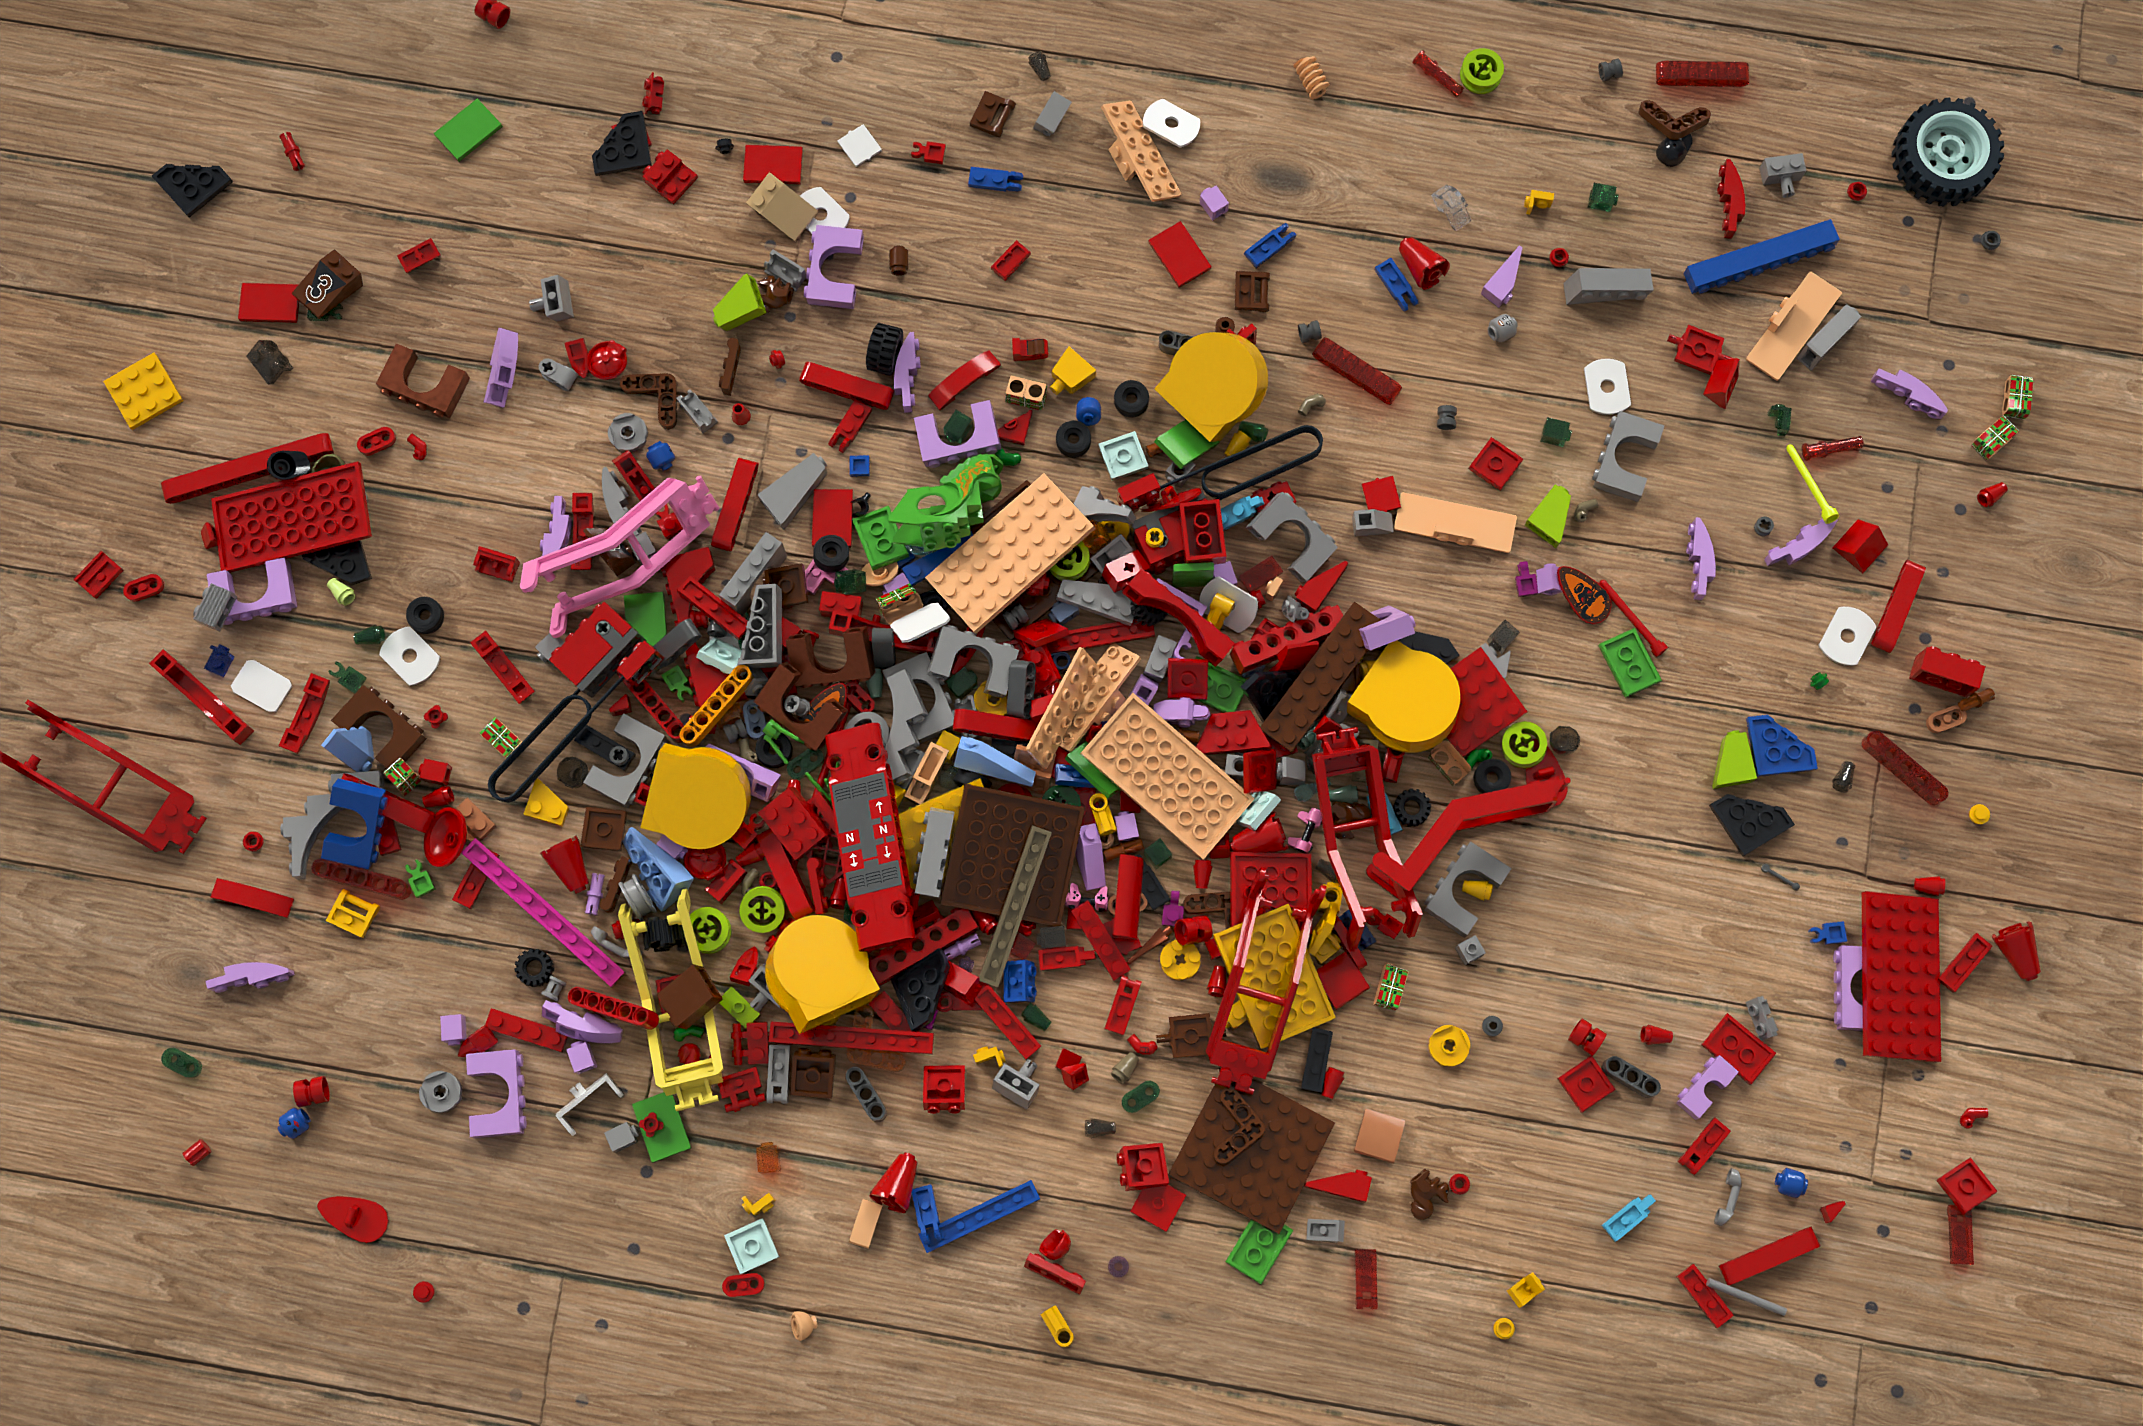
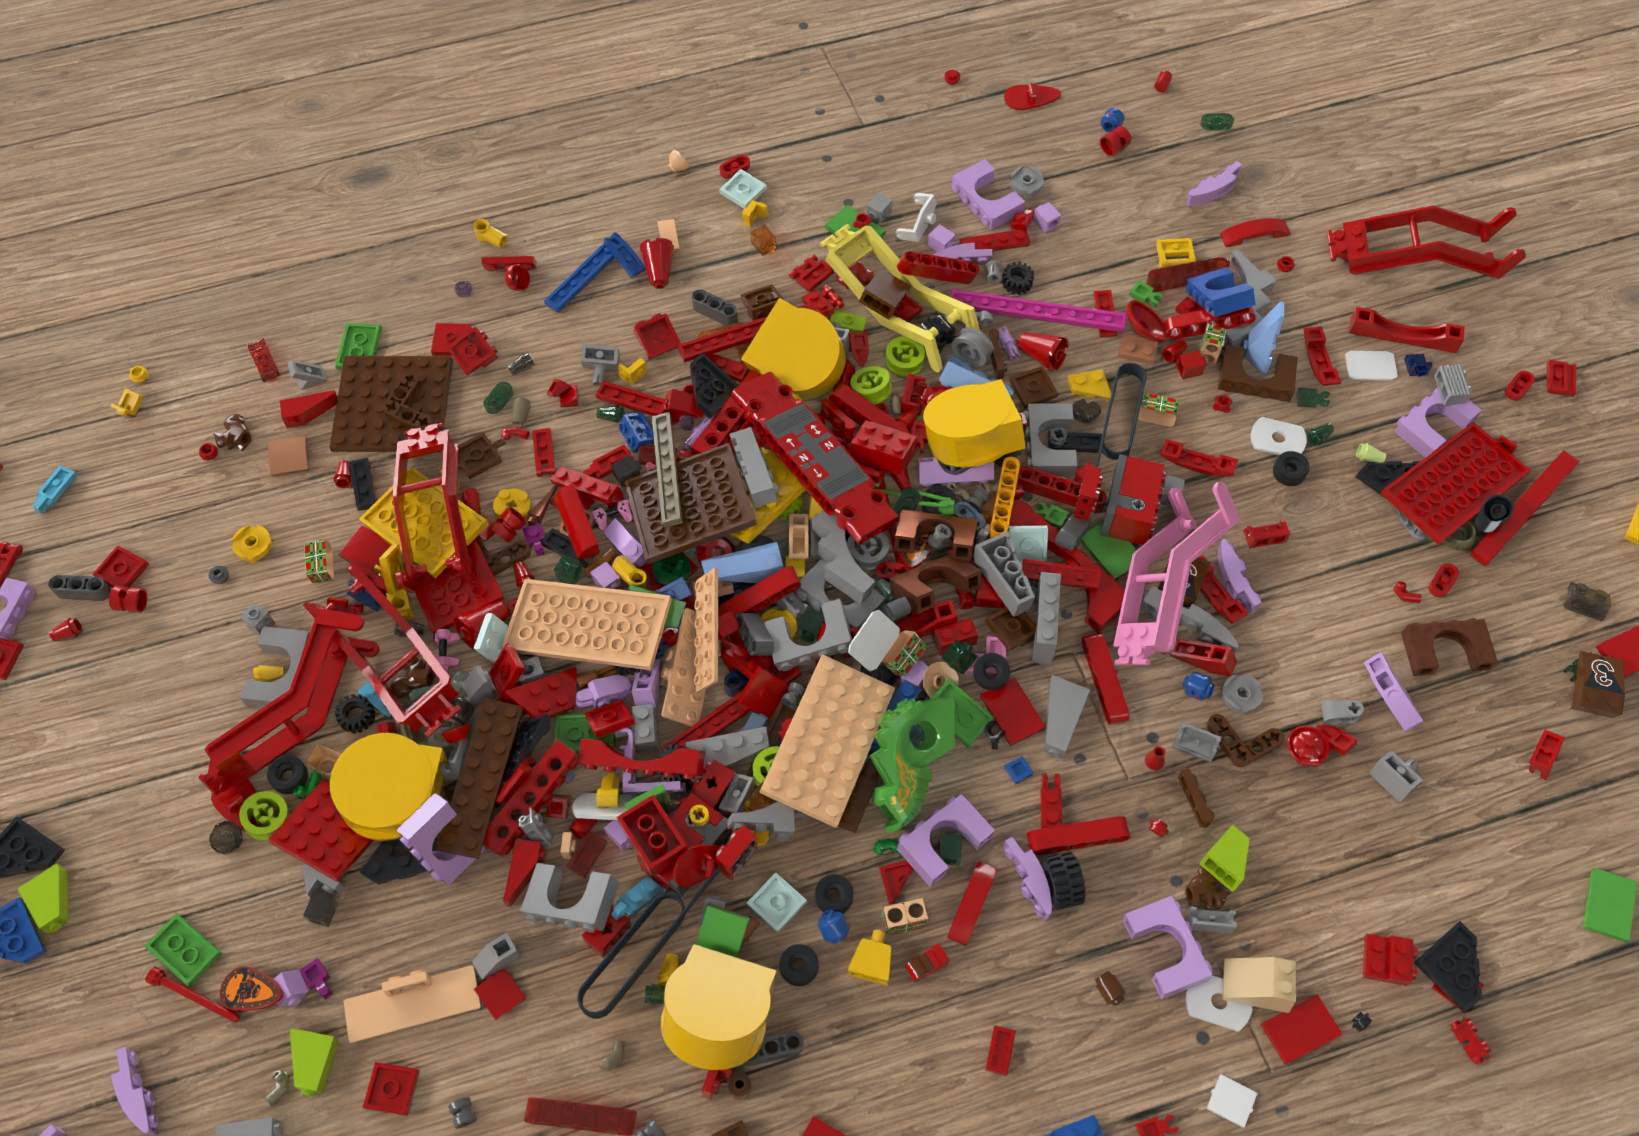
camera: 150 degrees right, 15 degrees down
(778, 1073) = (789, 290): light grey plate -> none

